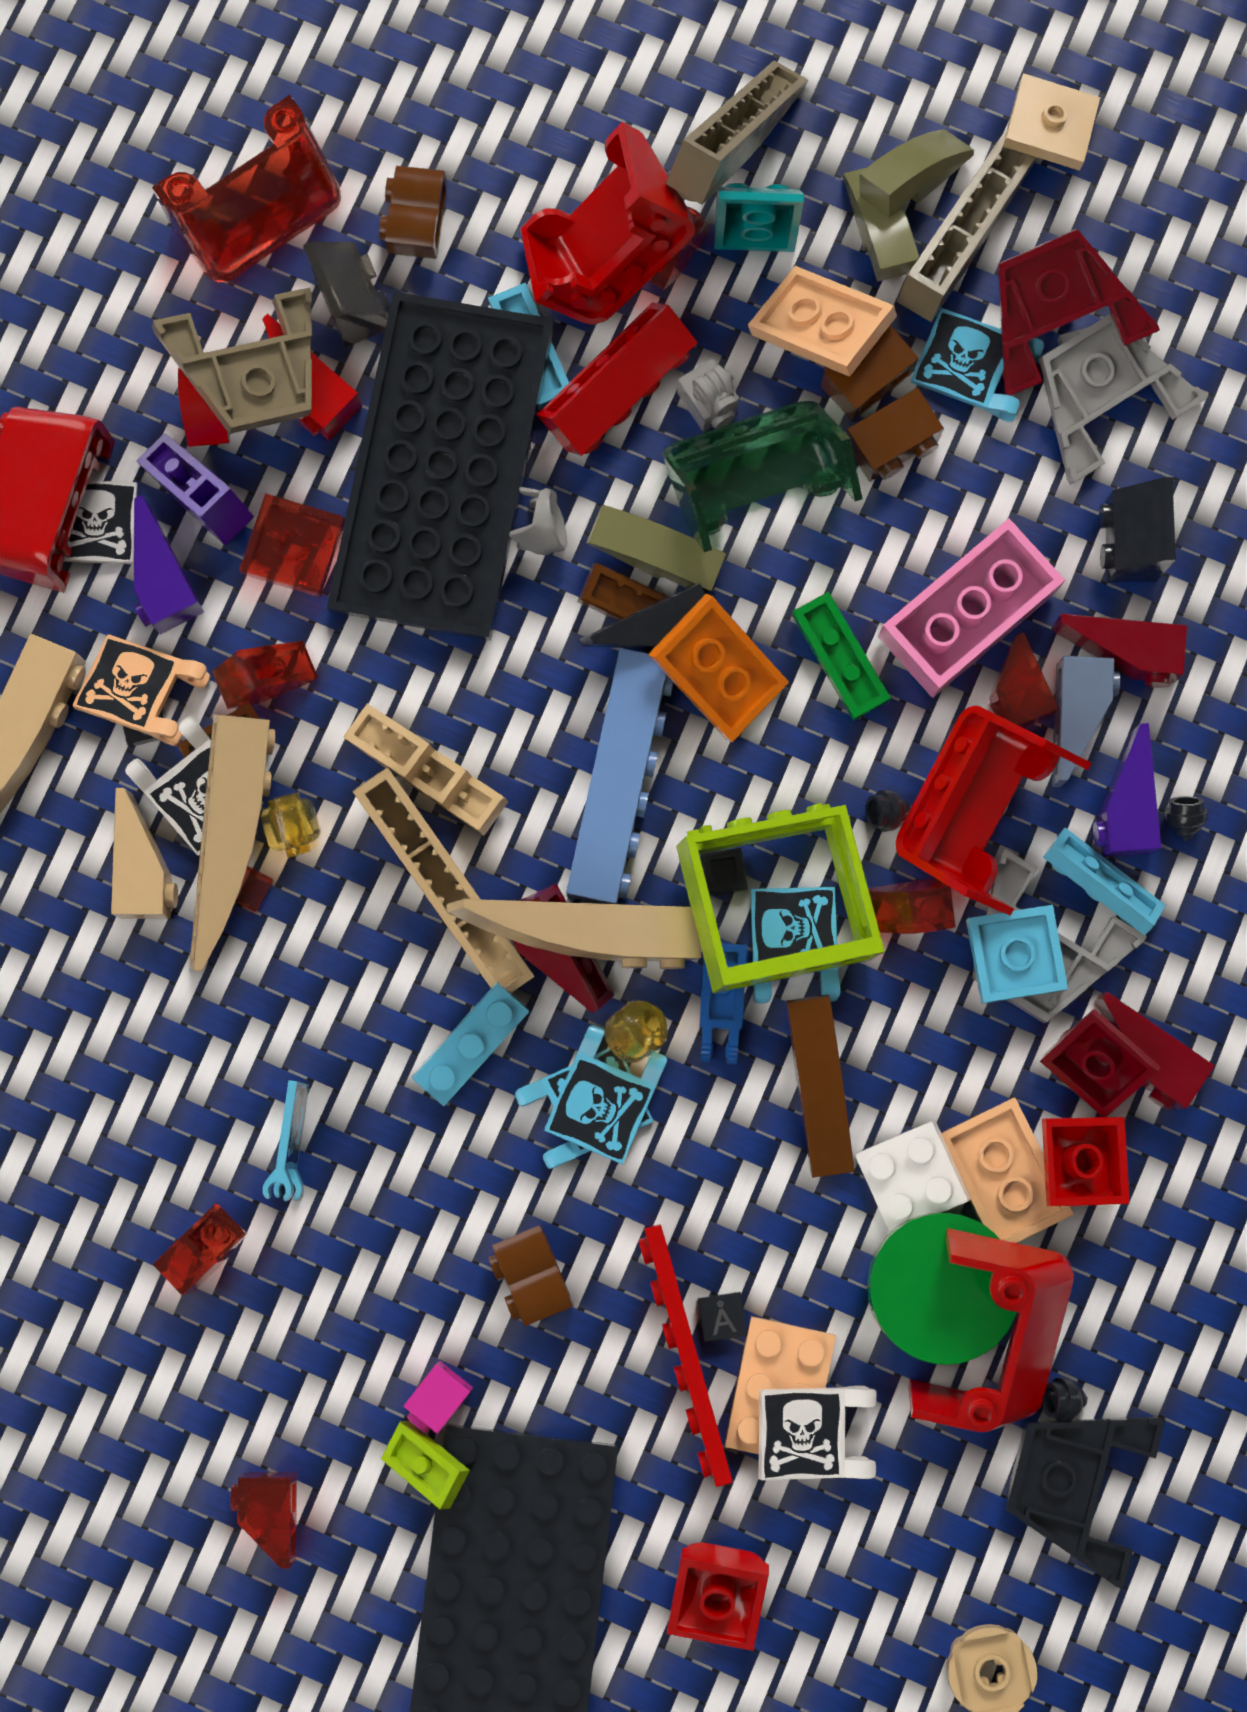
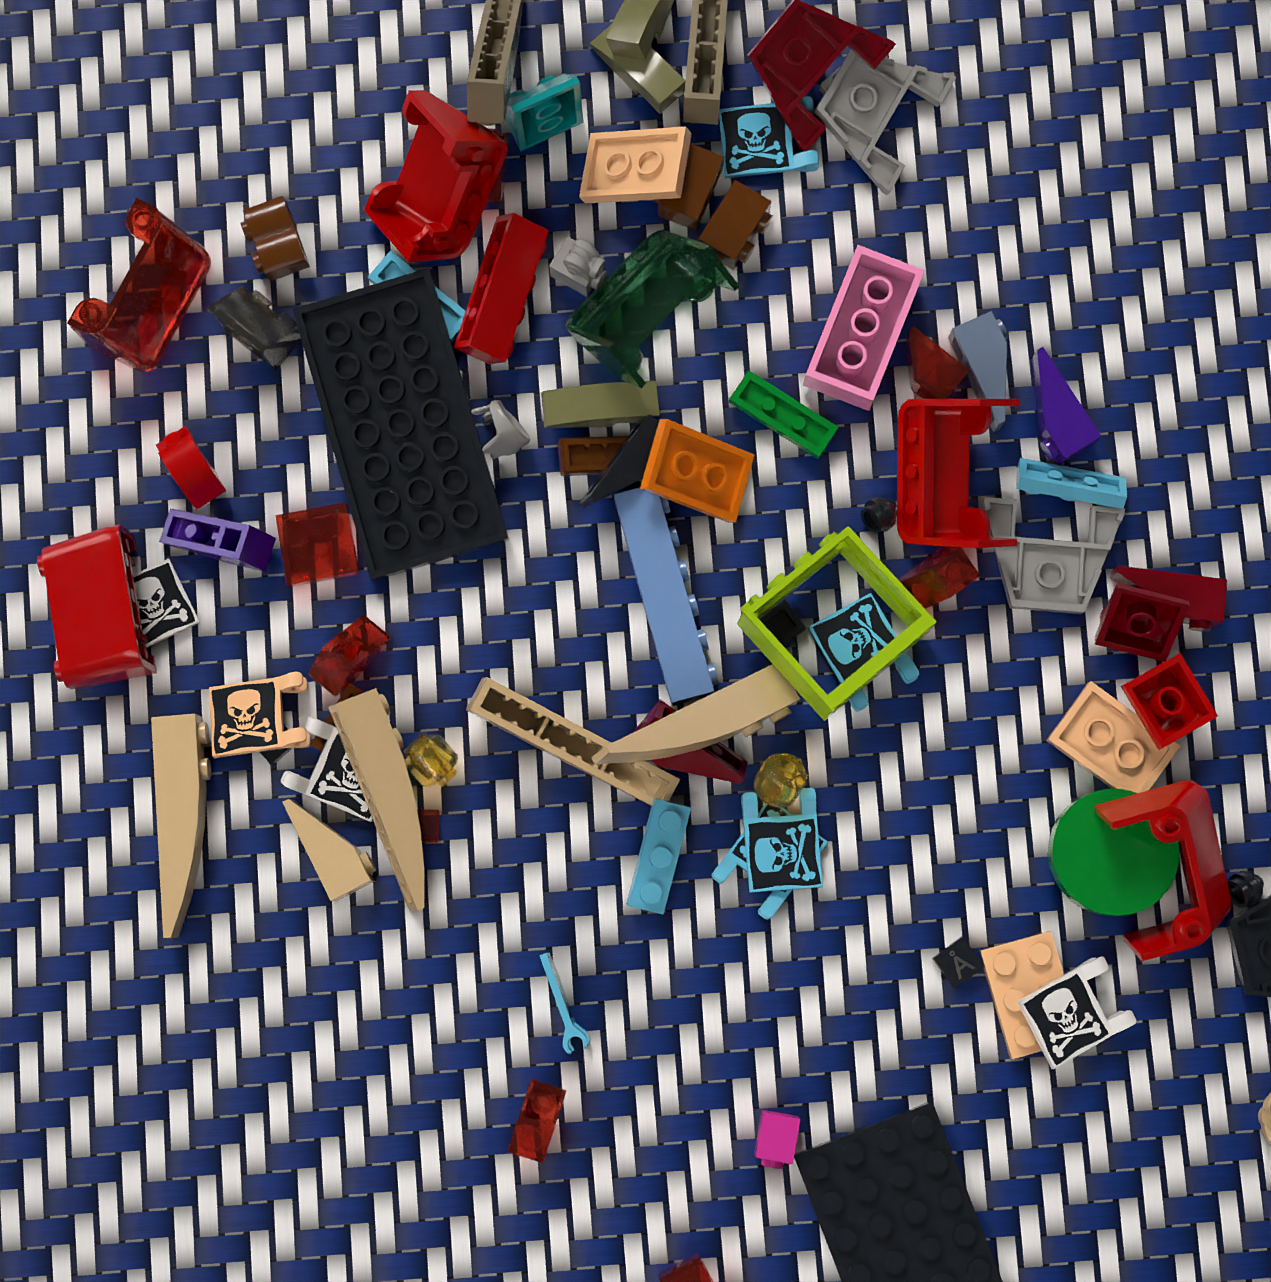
camera: 25 degrees left, 0 degrees up
(158, 577) = (228, 624): dark purple slope -> none
(250, 381) = (224, 432): dark tan wing -> none
(332, 398) = (272, 415): red slope -> none
(425, 769) = (512, 664): tan slope -> none
(425, 1465) = (795, 1193): lime plate -> none
(531, 1276) = (799, 1007): reddish brown brick -> none
(689, 1372) = (956, 1017): red plate -> none
(718, 1595) = (1067, 1173): red slope -> none
(722, 1009) = (835, 730): blue hinge -> none
(820, 1085) = (940, 748): reddish brown slope -> none
(912, 1175) = (1045, 780): white plate -> none
(1017, 954) = (1036, 572): medium azure plate -> none
(1138, 531) = (959, 205): black slope -> none
(1138, 647) = (1005, 293): dark red slope -> none
(1186, 815) = (1106, 402): black plate -> none

